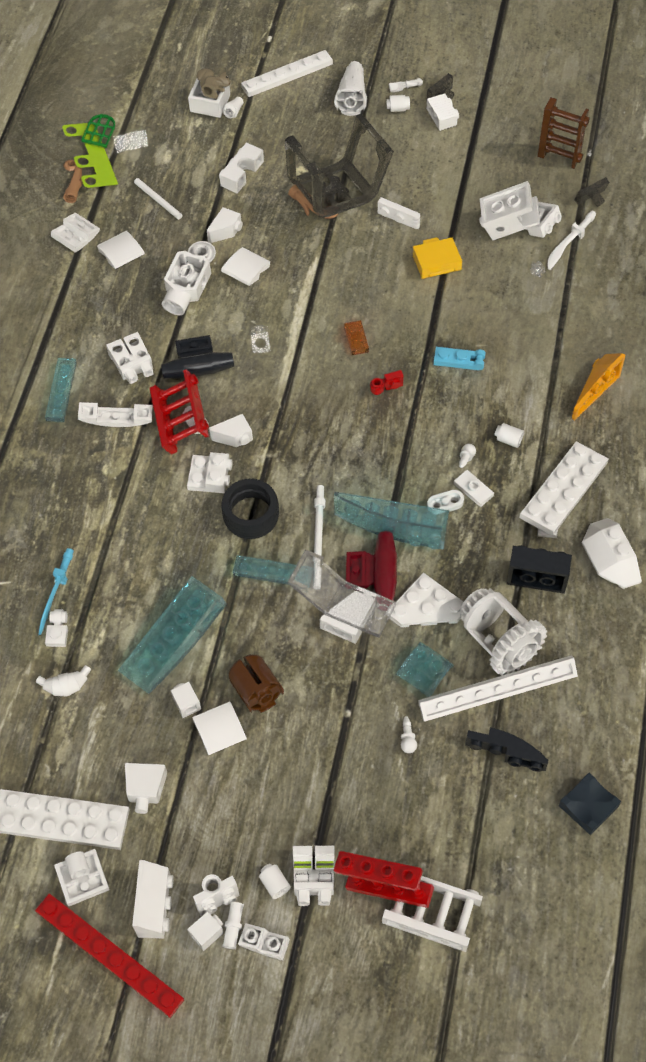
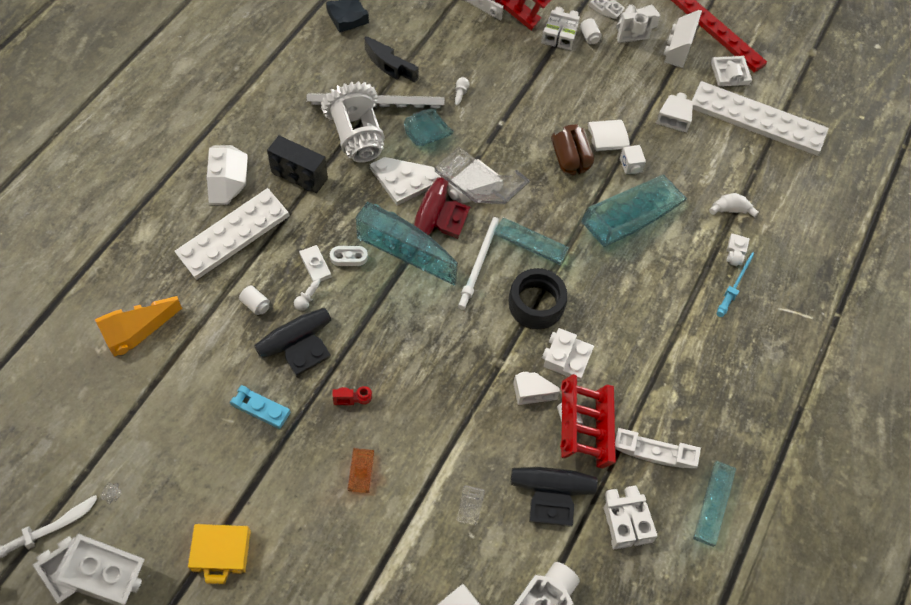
camera: 170 degrees left, 0 degrees up
(453, 413) = (298, 341): none -> black plate

